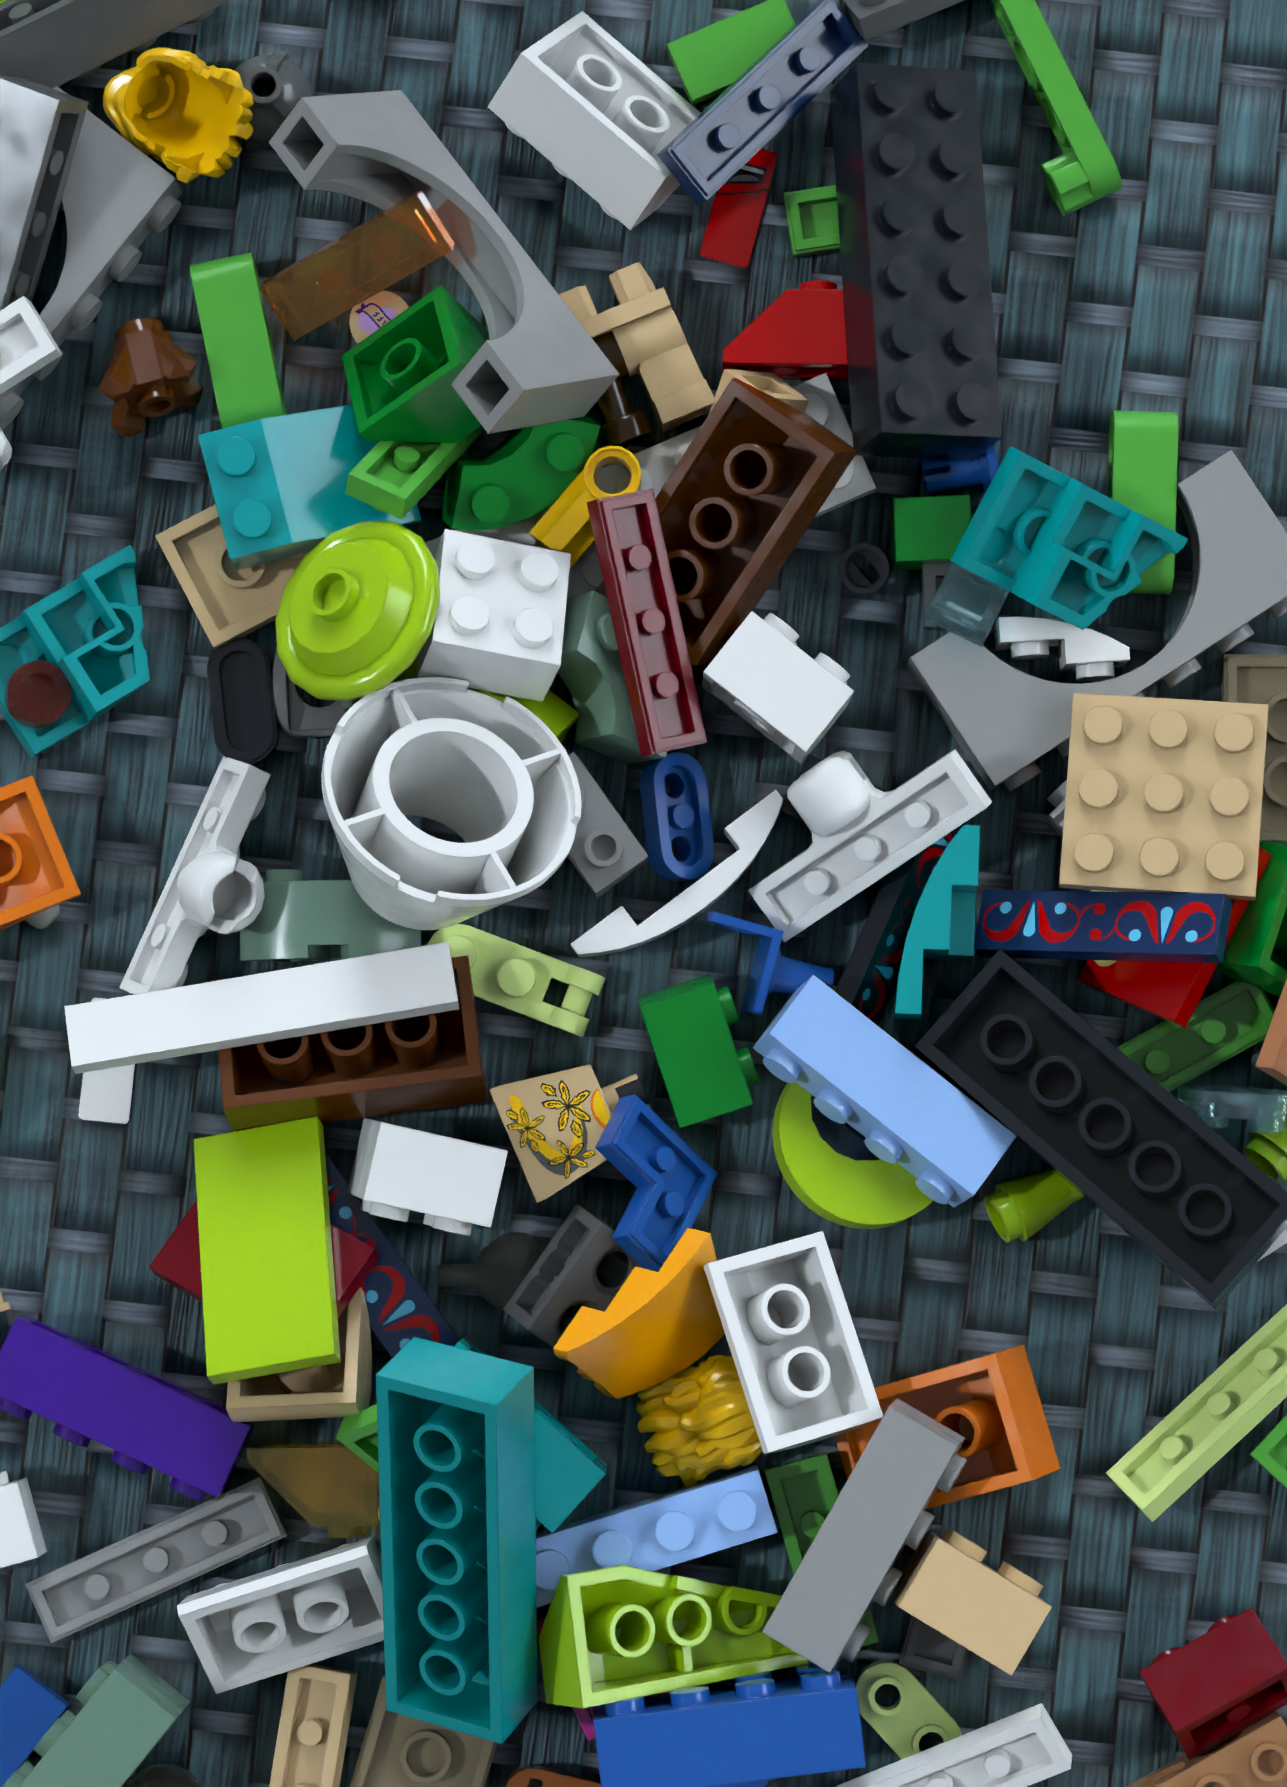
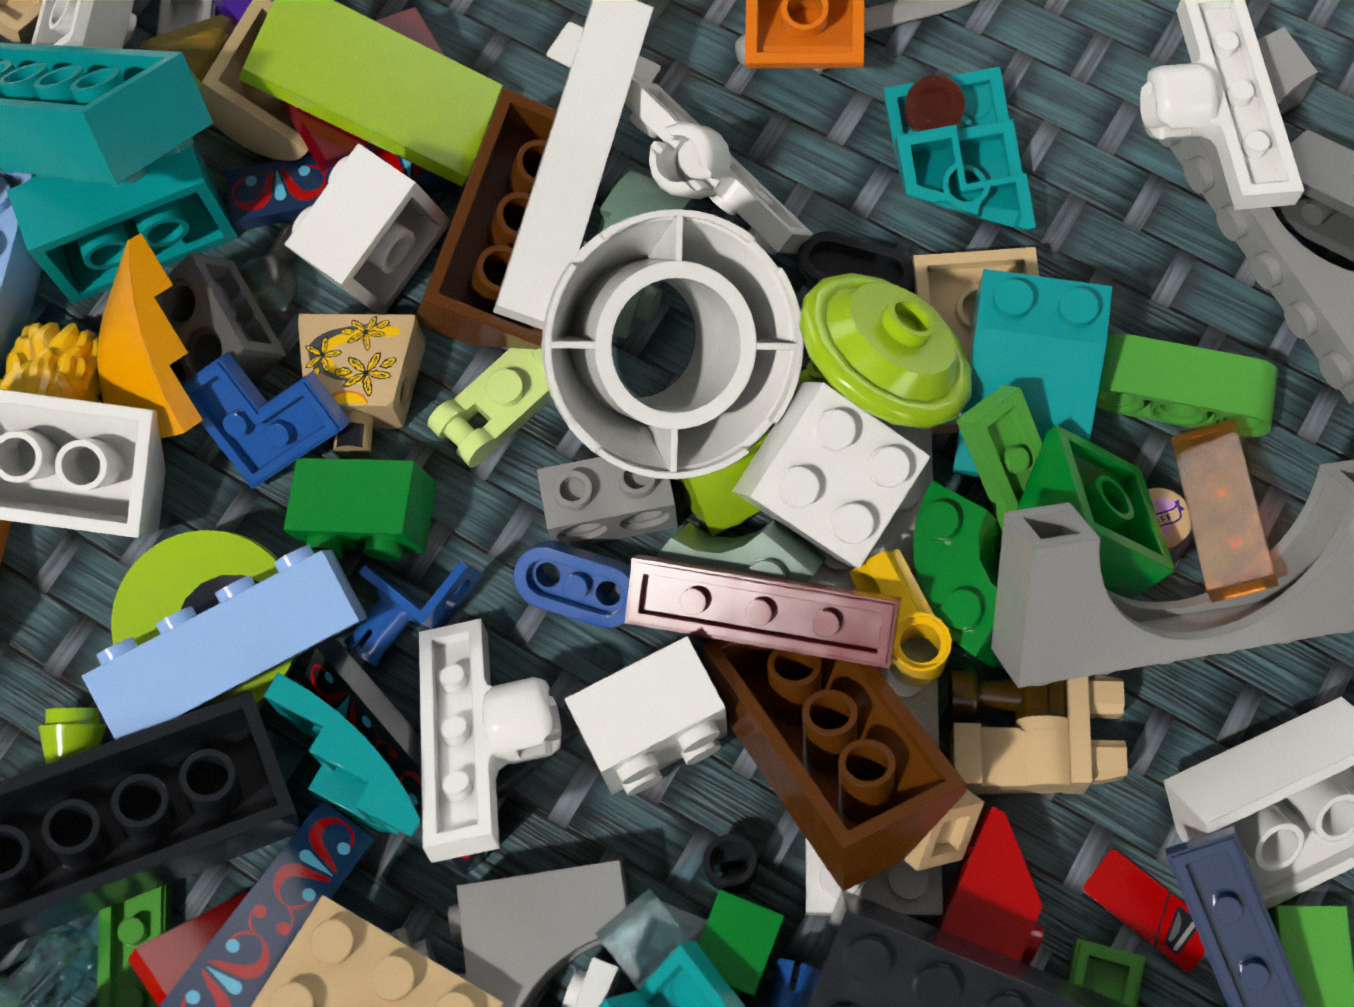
camera: 120 degrees right, 15 degrees down
(147, 376) = (1187, 295): reddish brown rock -> none
(621, 933) = (500, 496): white slope -> none

